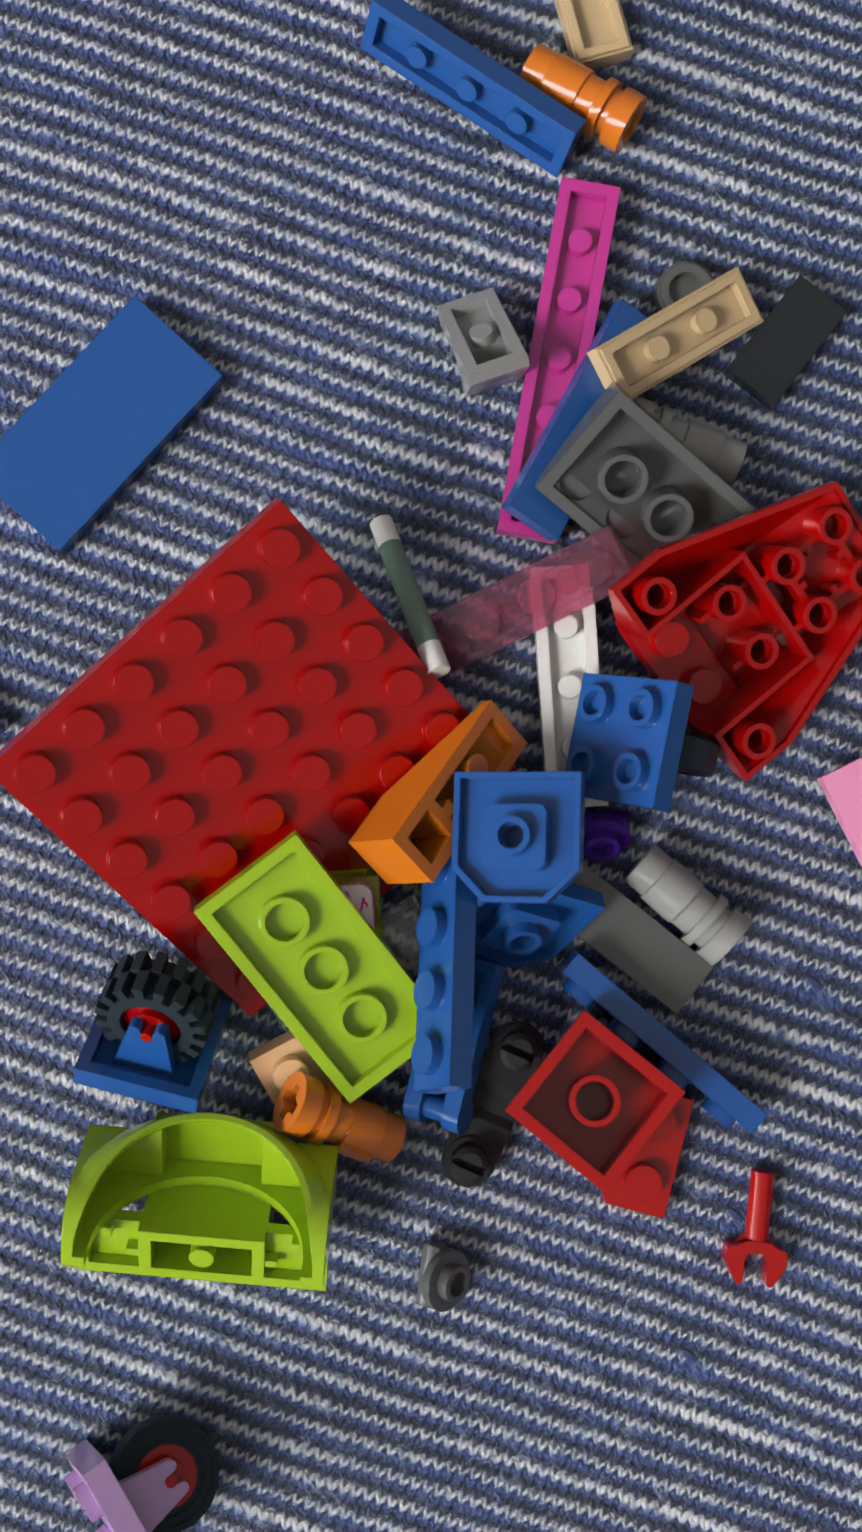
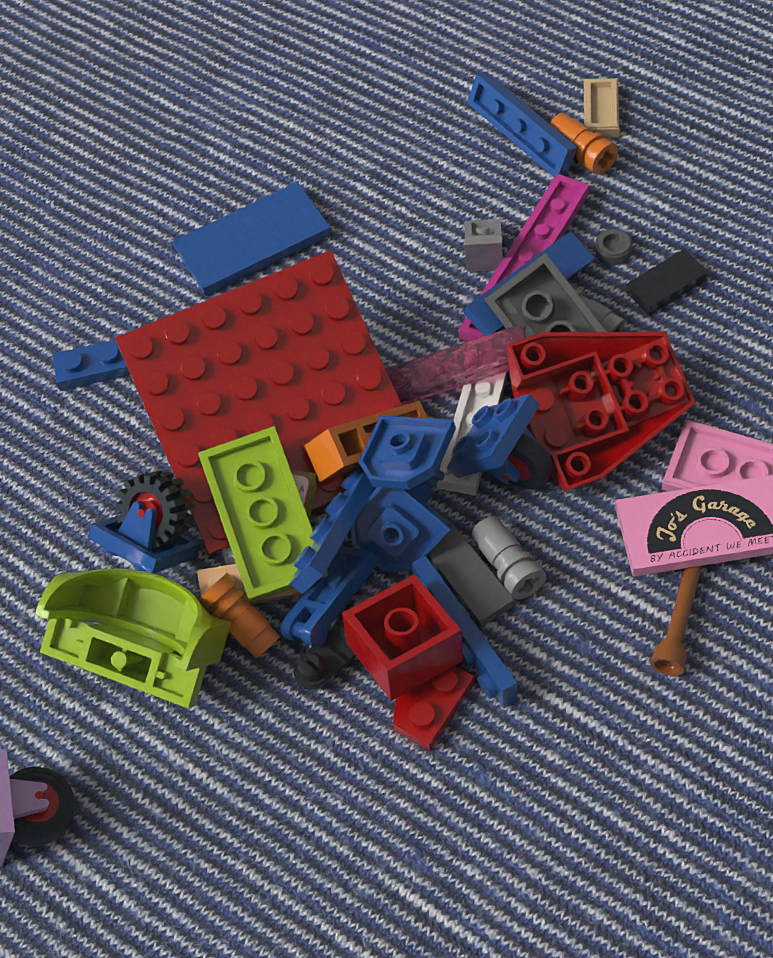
camera: 30 degrees right, 30 degrees down
(409, 596) = (393, 348): sand green bar -> none
(442, 1276) = (267, 742): dark grey plate -> none
(606, 834) = (466, 507): dark purple plate -> none
(677, 335) = (600, 255): tan tile -> none
(756, 1233) = (490, 779): red bar -> none

